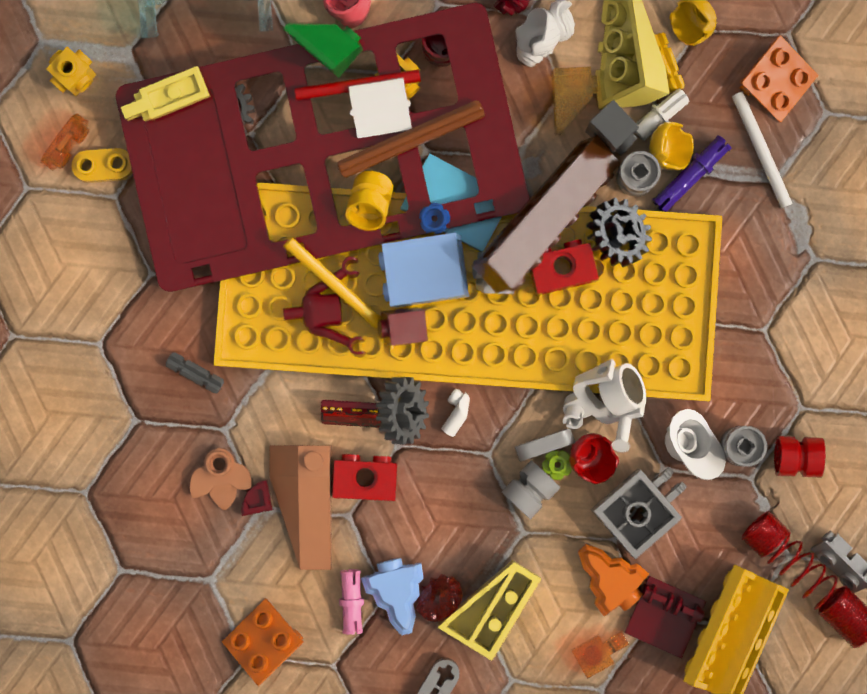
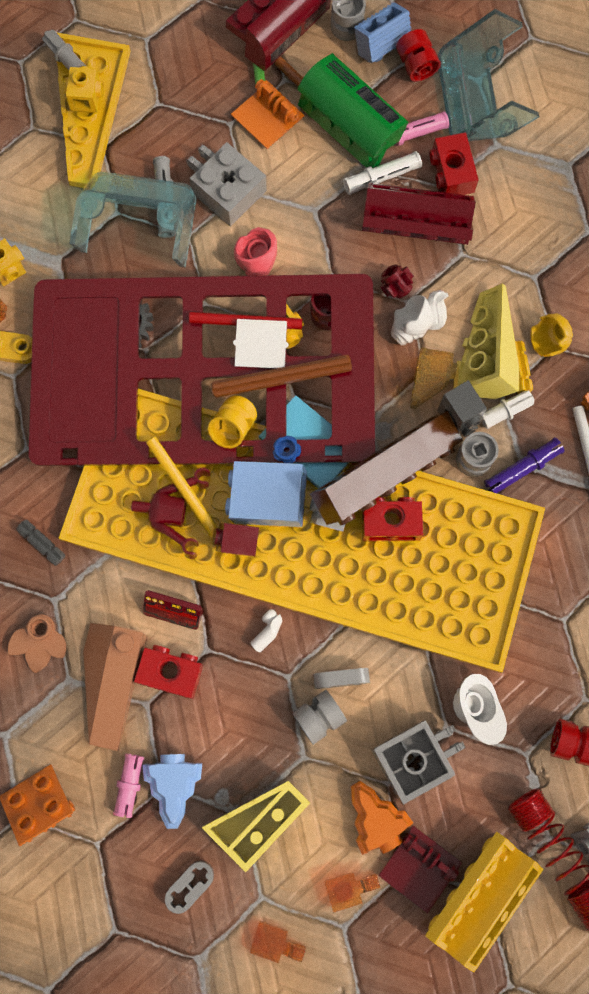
camera: 10 degrees right, 10 degrees down
(167, 96) = (78, 294): light yellow hinge -> none
(257, 499) = (67, 670): dark red tile -> none
(327, 44) = (226, 277): green slope -> none
(402, 410) = (217, 616): dark grey gear -> none
(449, 600) = (220, 802): clear red gear -> none
(548, 464) = (355, 694): lime plate -> none
(593, 458) = (384, 701): red hair -> none
(619, 232) = (449, 499): gear -> none
(622, 397) = (422, 643): white piece -> none
(671, 146) = (511, 437): yellow hair -> none
(744, 446) = (526, 720): light grey wheel -> none

